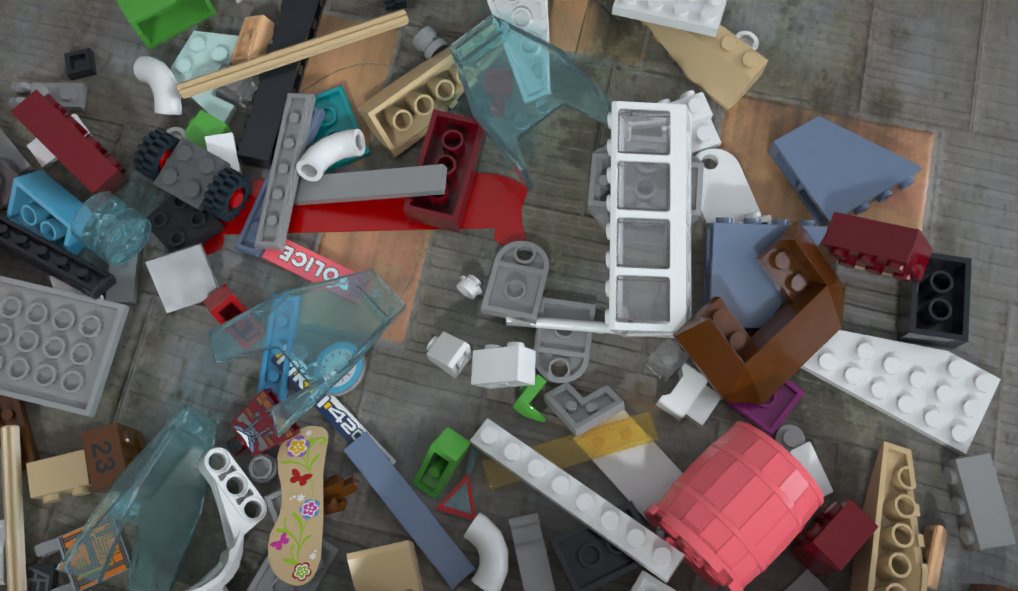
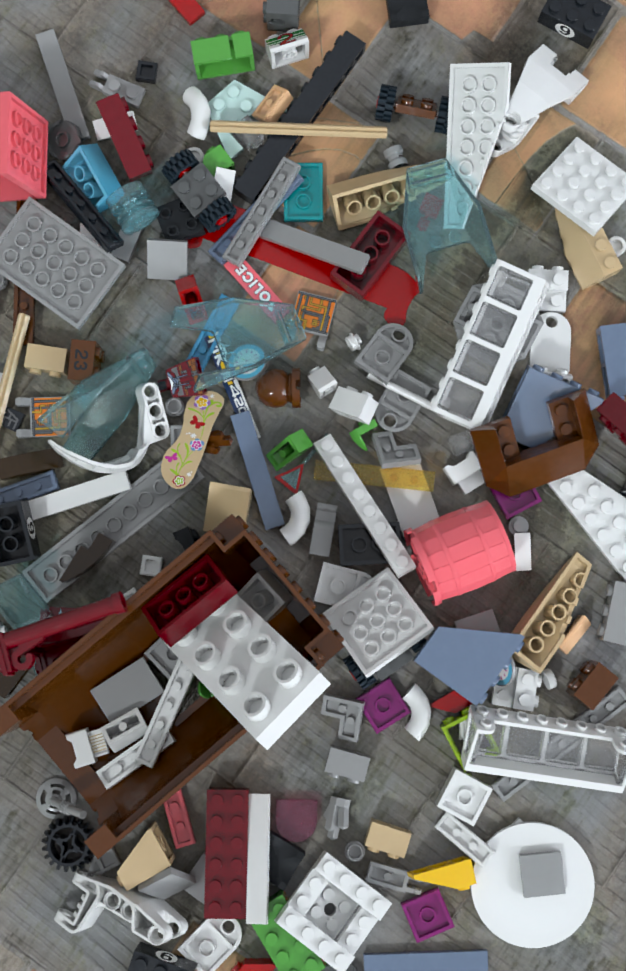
camera: 20 degrees right, 10 degrees up
(328, 151) = (295, 210): white cylinder -> none
(393, 385) = (278, 388): none -> reddish brown tile
(406, 273) = (315, 315): none -> flag
(833, 538) = (514, 595): dark red brick -> none

